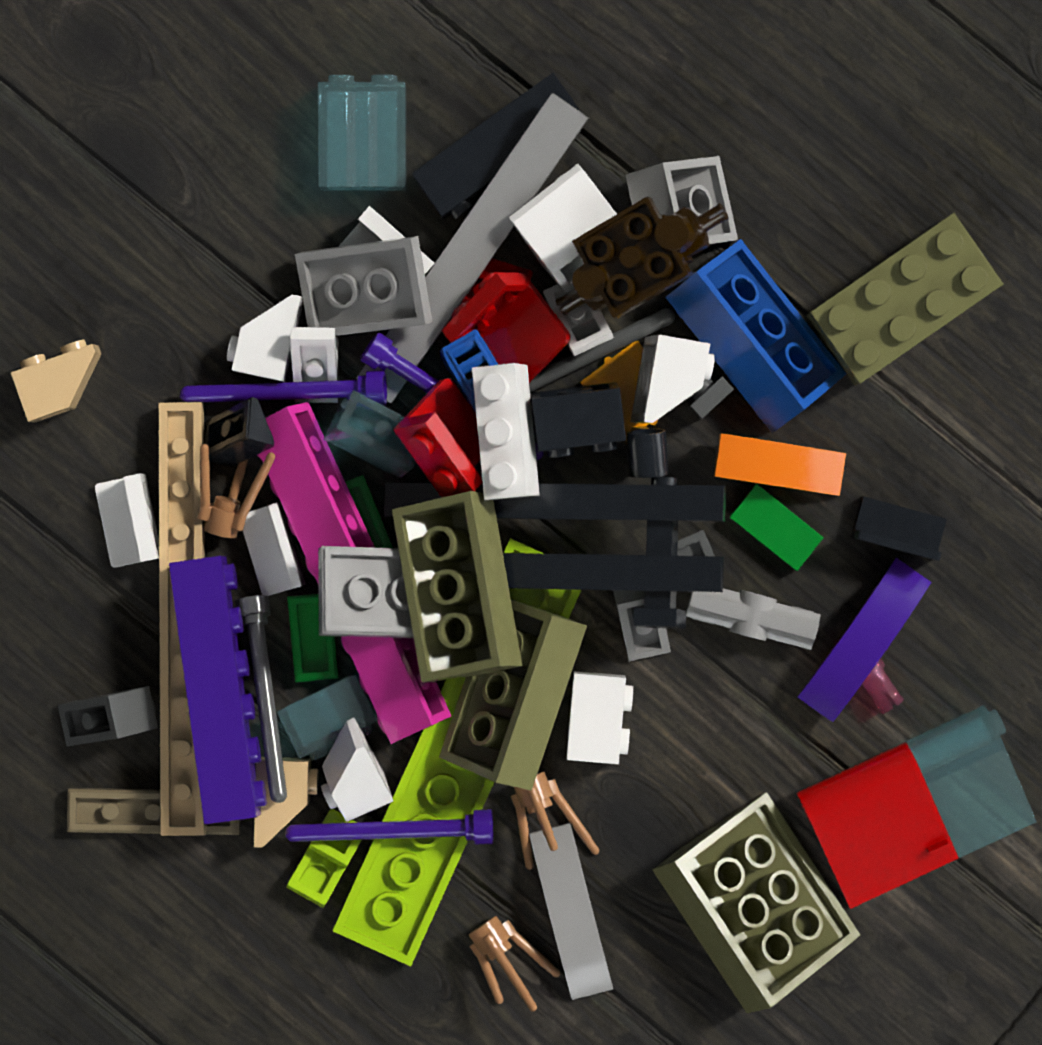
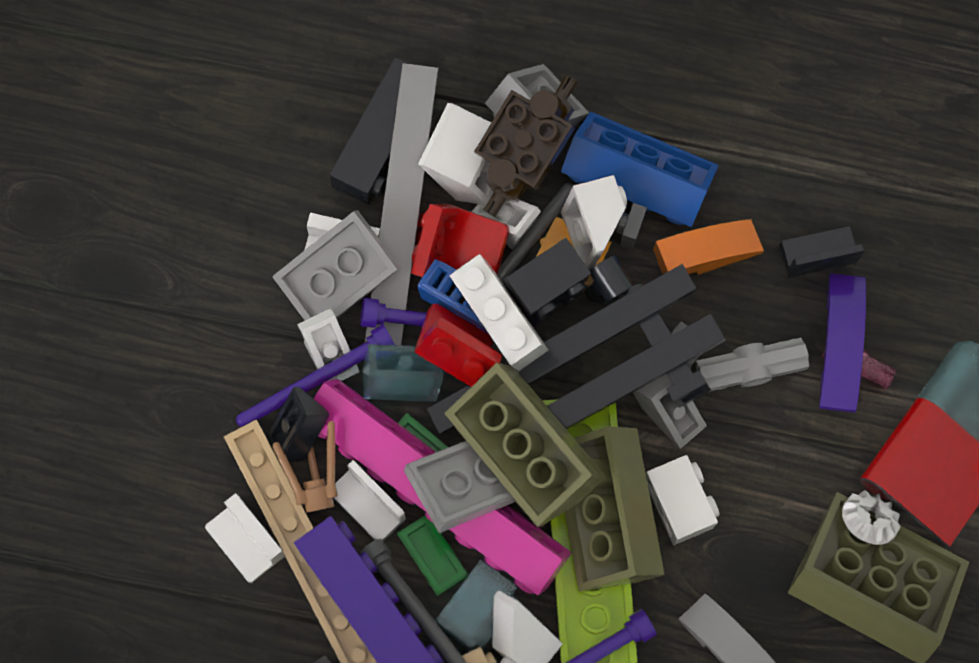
camera: 30 degrees left, 15 degrees down
(55, 383) = (136, 462): tan slope -> none
(265, 341) = (283, 351): white slope -> none
(362, 134) = (279, 171): clear light blue brick -> none
(536, 802) = (673, 584): medium nougat plant -> none
(765, 838) = (858, 519): none -> white gear
(776, 527) = (732, 296): green tile -> none
(904, 299) = (730, 90): olive brick -> none

